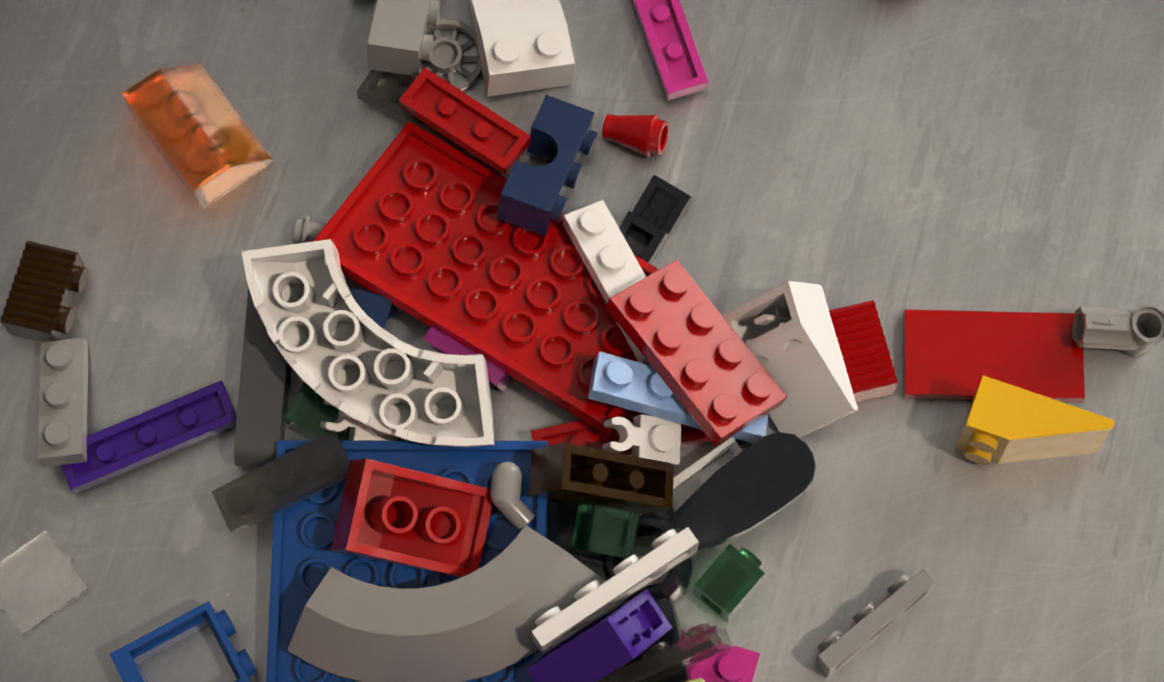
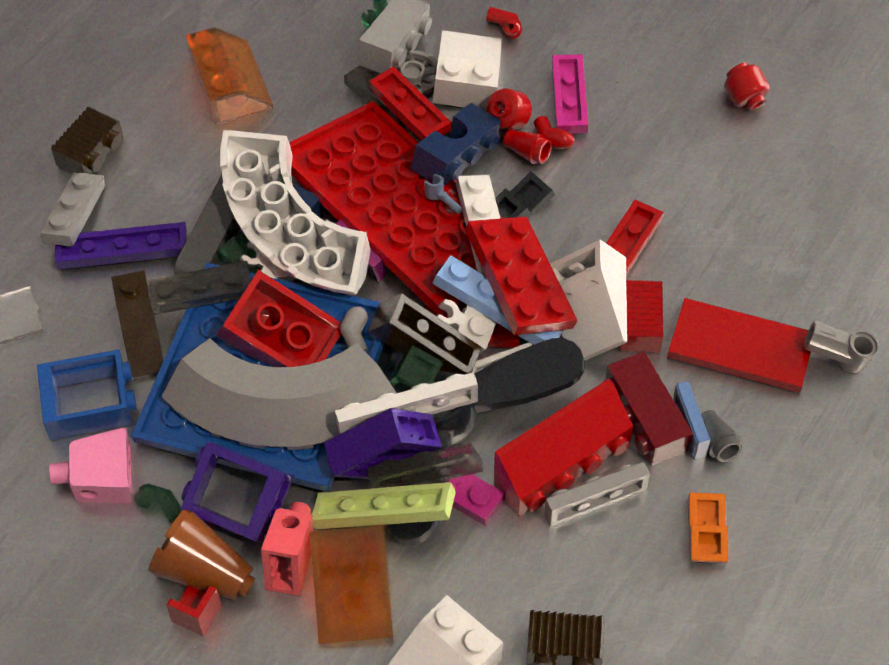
camera: 15 degrees right, 15 degrees down
(216, 551) = (138, 324): none -> dark brown slope
(546, 247) = (436, 191): none -> sand blue hand
(598, 86) = (510, 107): none -> red head
(670, 109) = (560, 138): none -> red arm
(730, 582) = (493, 434): clear green brick -> none
(811, 234) = (635, 231): none -> red plate
(818, 580) = (562, 448): none -> red slope
(902, 485) = (655, 417): none -> dark red brick
(961, 486) = (689, 409): none -> medium blue tile
(1001, 498) = (723, 439): none -> dark grey cone
(1019, 627) = (707, 527): none -> orange slope
(1021, 426) = (752, 389): yellow slope -> none

